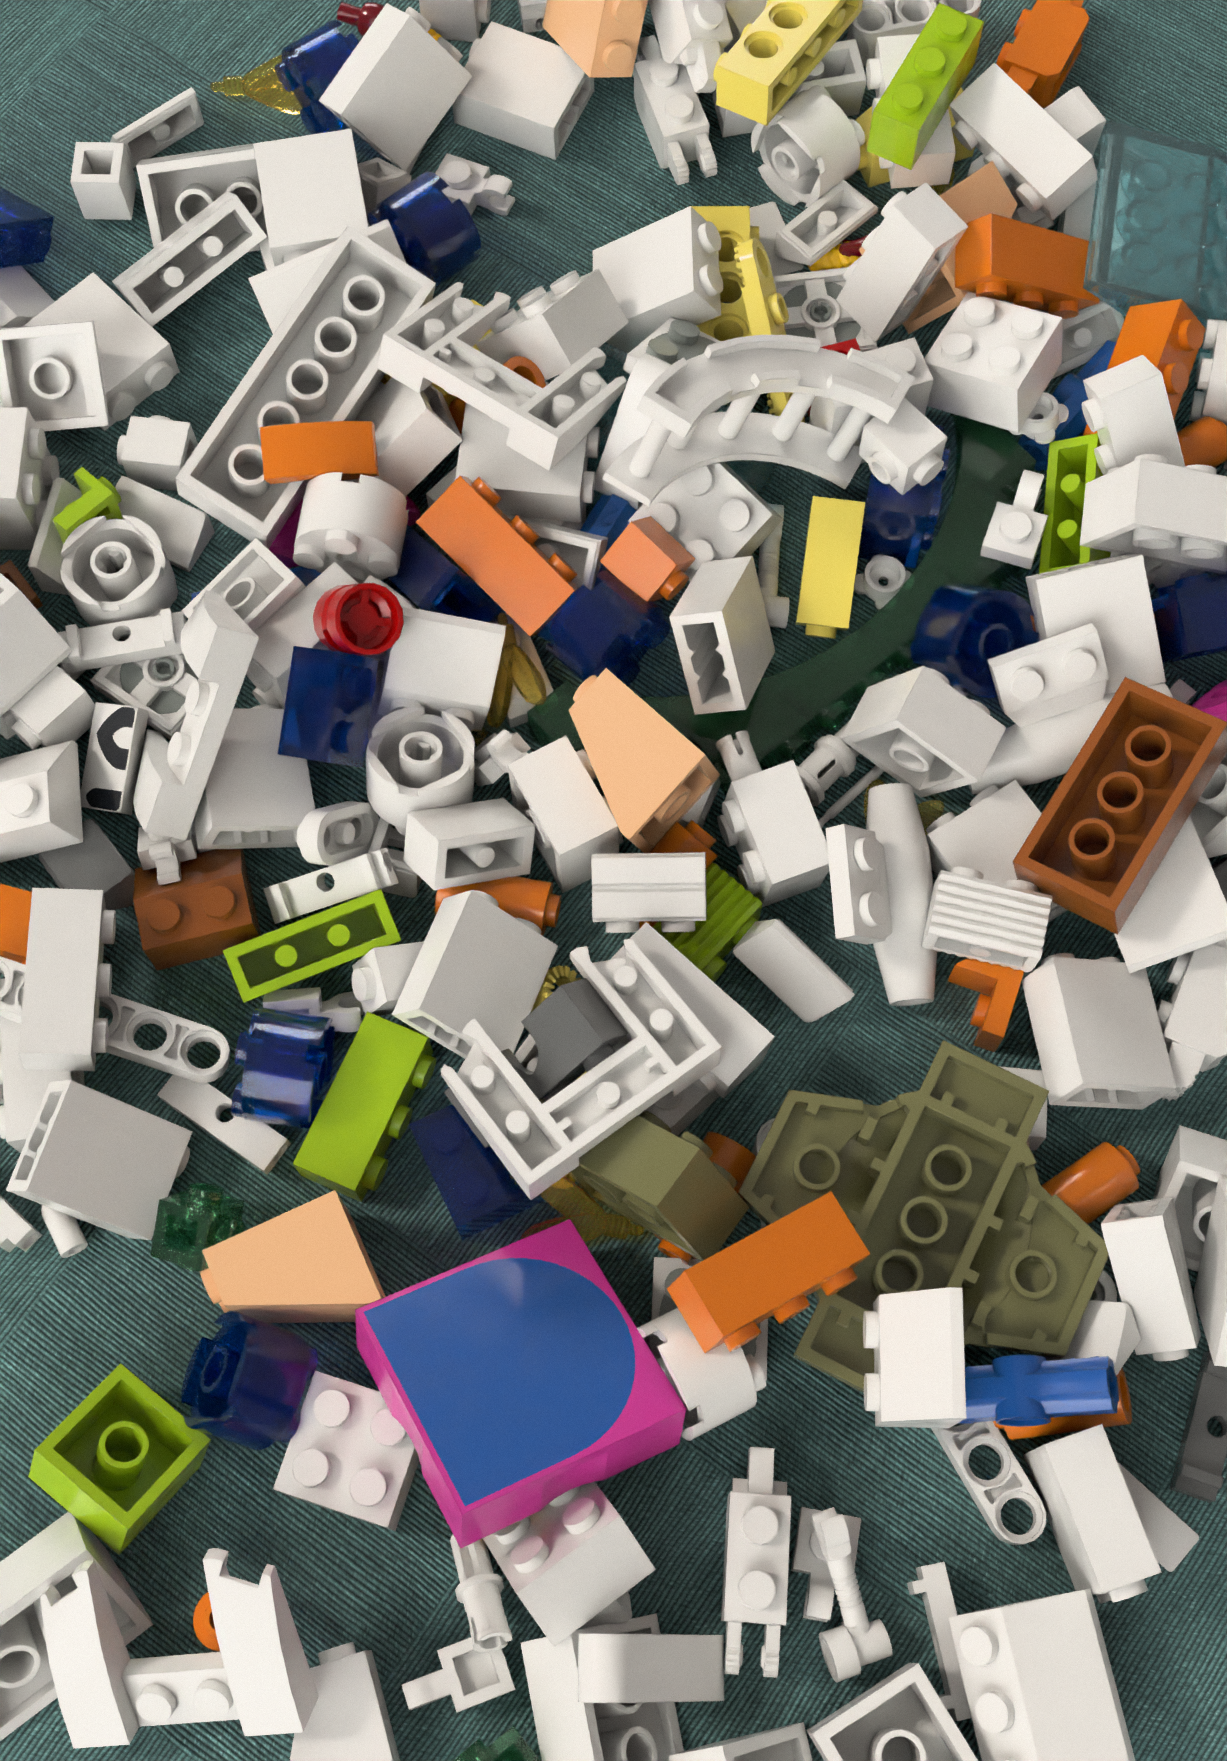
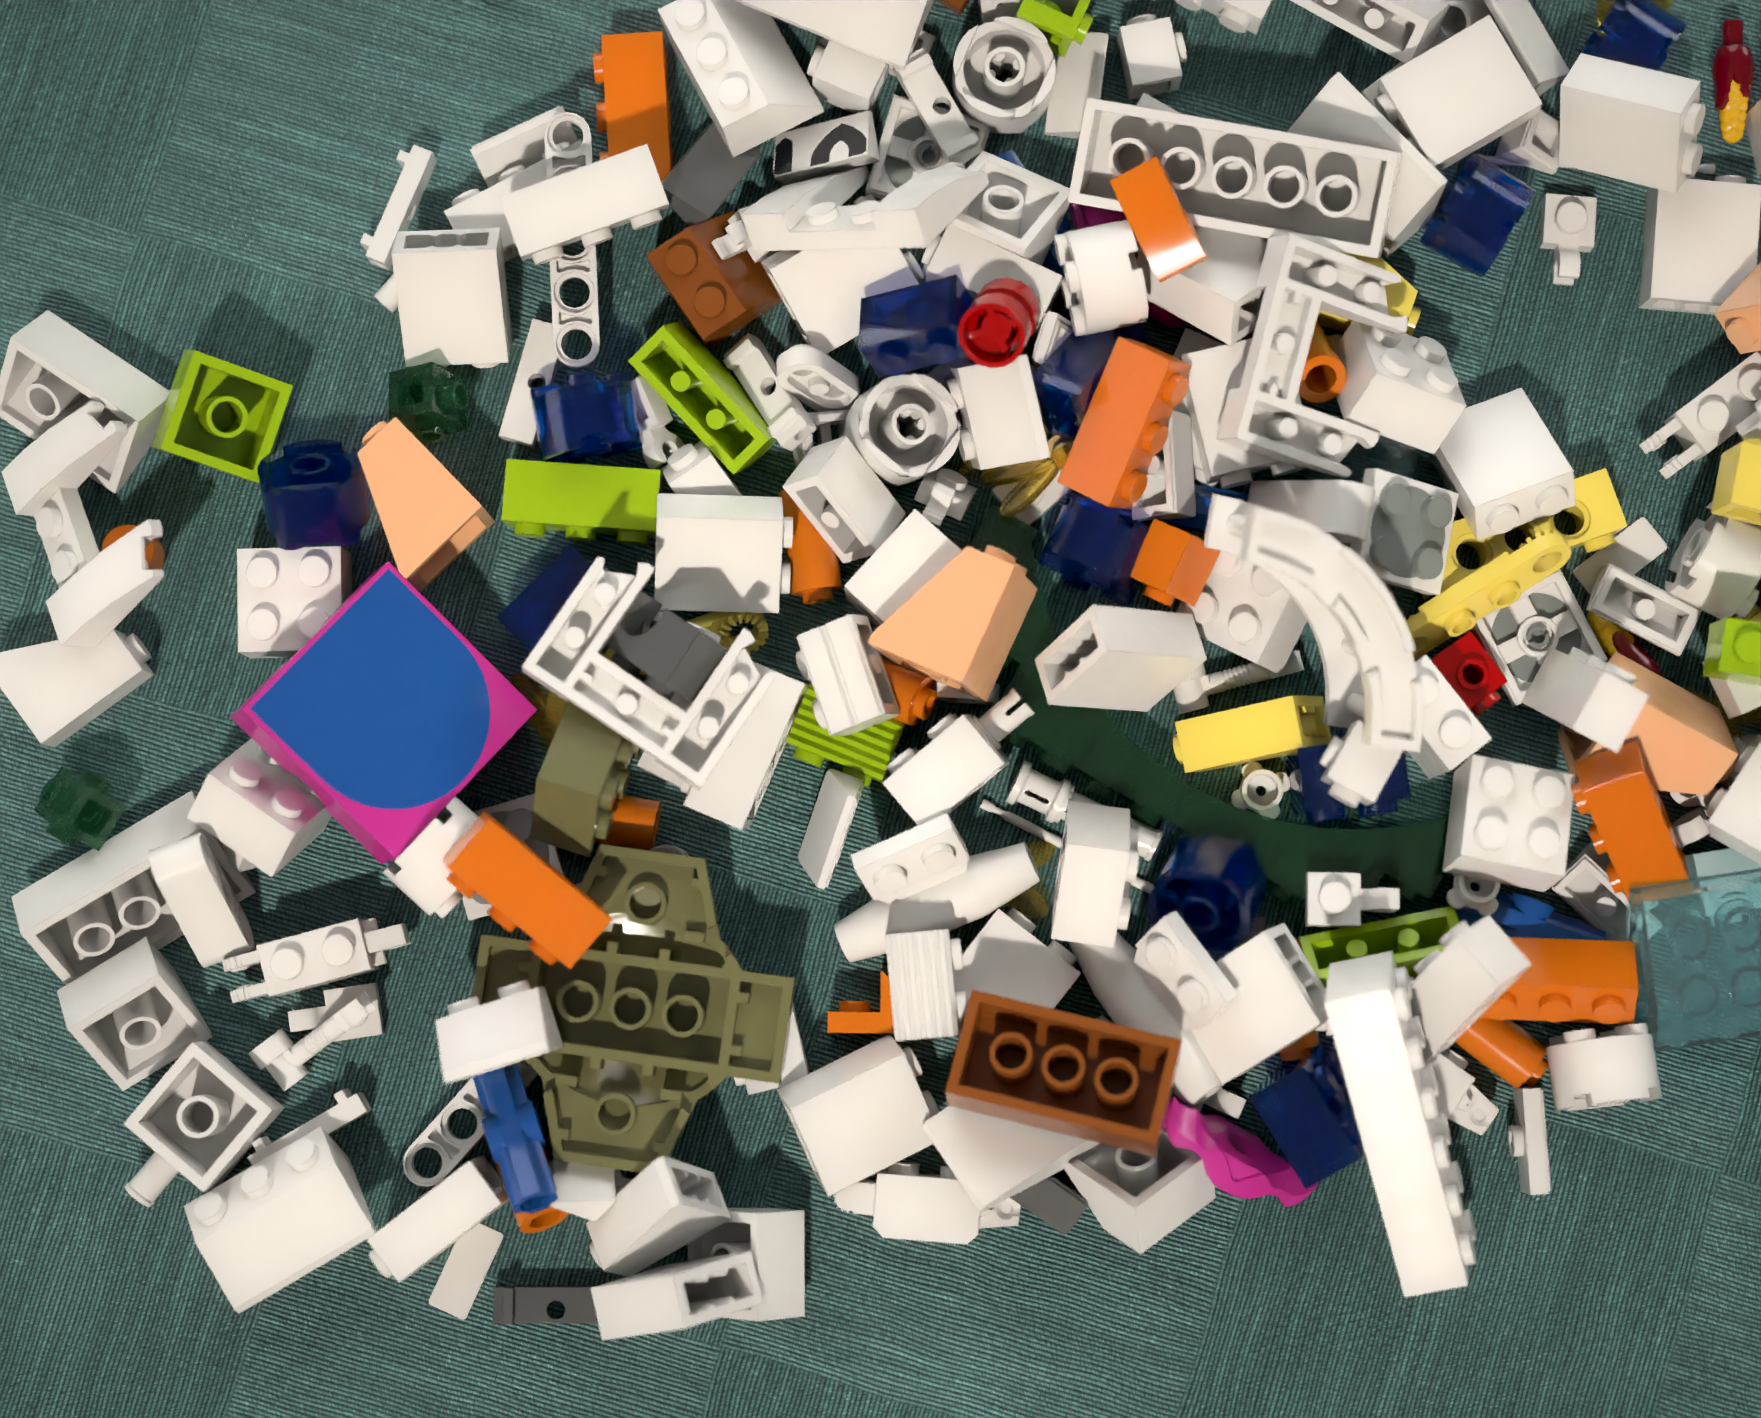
camera: 75 degrees right, 15 degrees up
(465, 1675) = (158, 758): white plate -> none
(481, 1596) = (209, 750): white axle -> none
(1096, 1181) = (723, 1145): orange brick -> none

